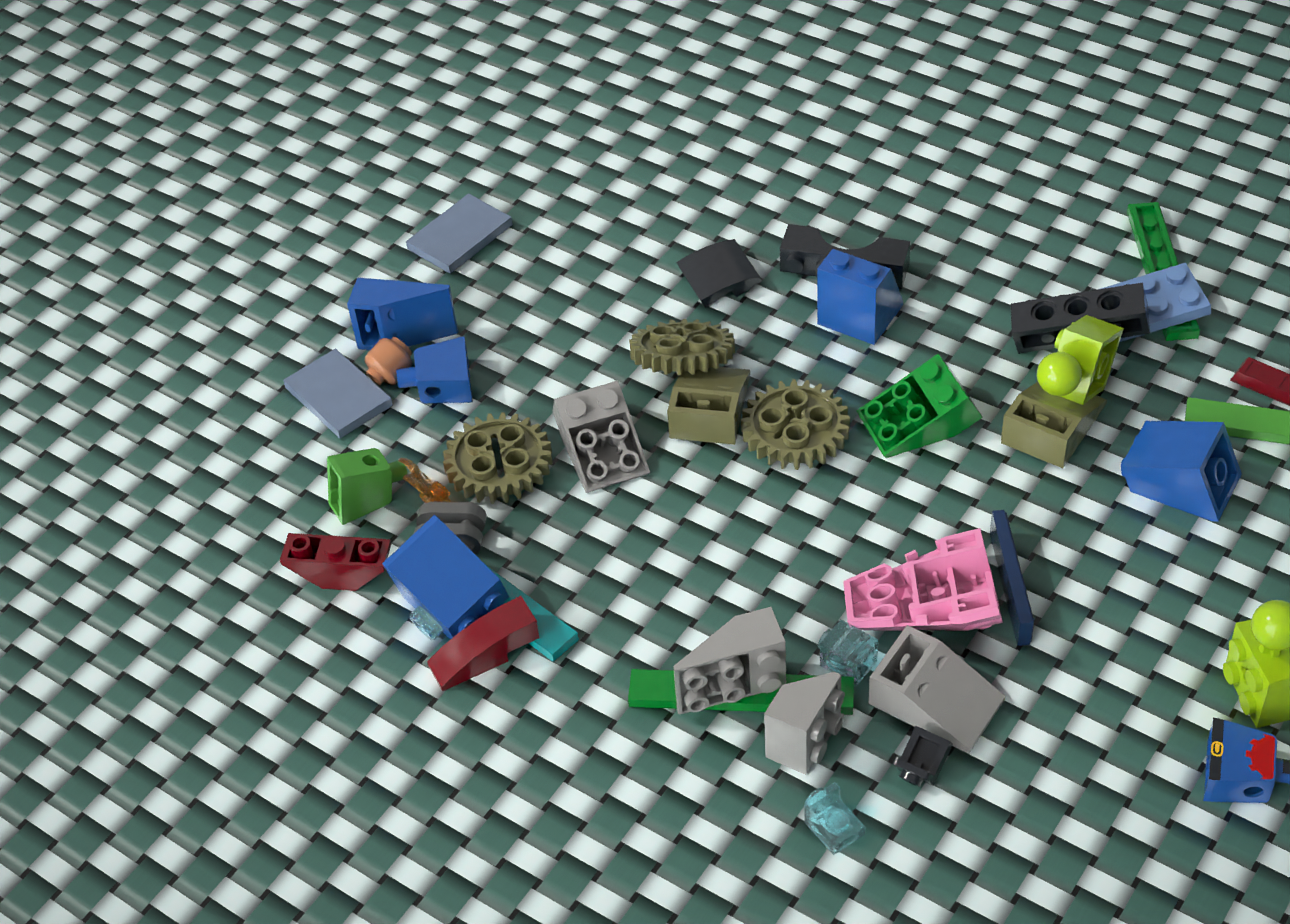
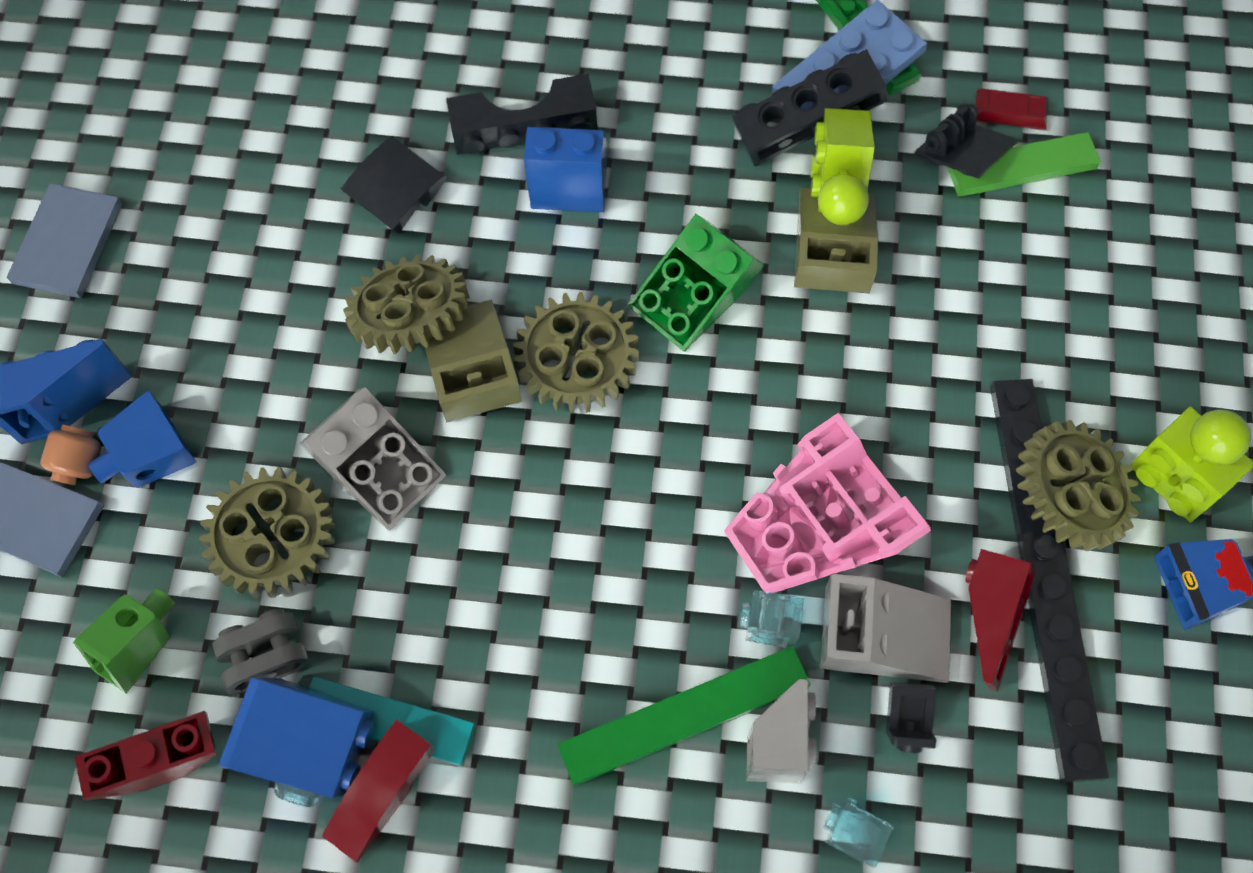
camera: 30 degrees left, 20 degrees up
(429, 490) = (203, 609): clear orange plate -> none
(733, 663) = (689, 687): light grey slope -> none
(1011, 578) = (889, 451): dark blue tile -> none
(1038, 711) = (998, 599): none -> dark red slope
(1097, 720) = (1050, 600): none -> black plate
(1160, 652) = (1078, 511): none -> olive gear
(1183, 466) = (986, 248): blue slope -> none
(1204, 384) = (964, 144): none -> black hinge

